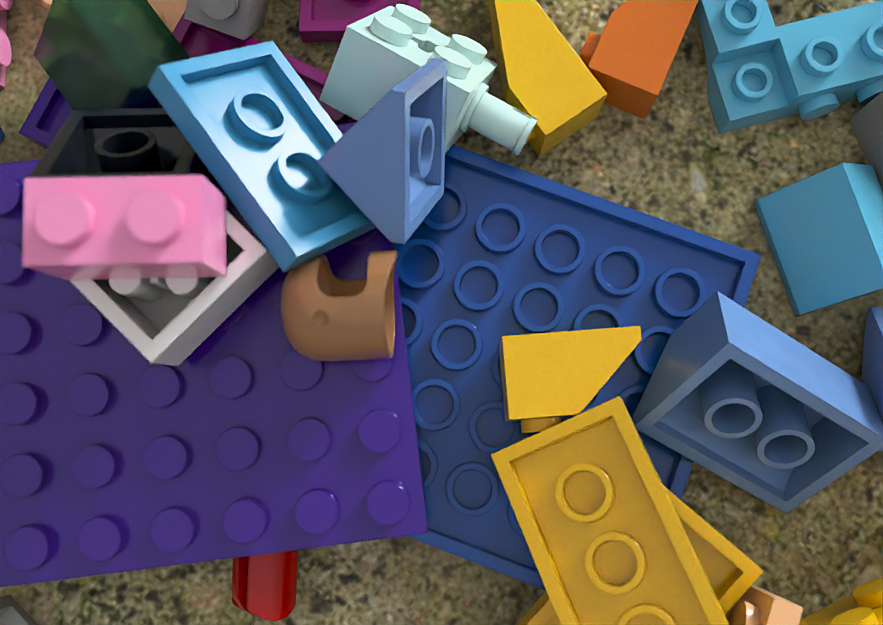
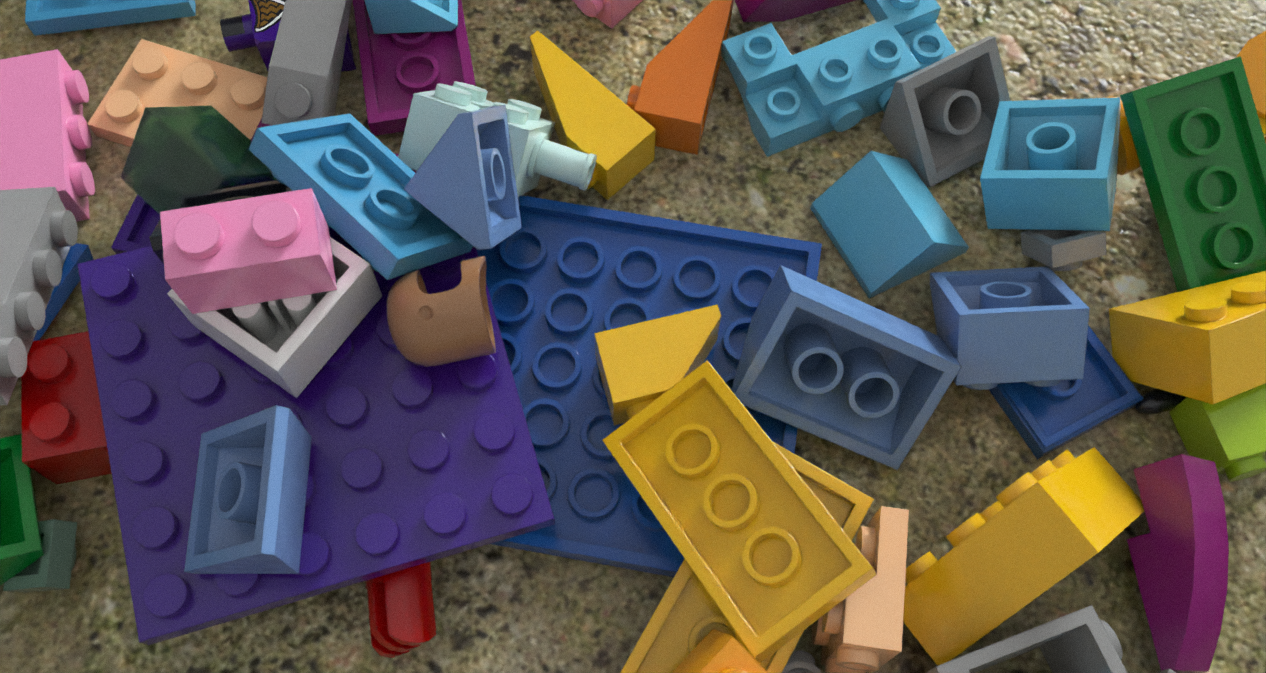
camera: 15 degrees left, 15 degrees down
(117, 477) = (250, 496): none -> medium blue slope

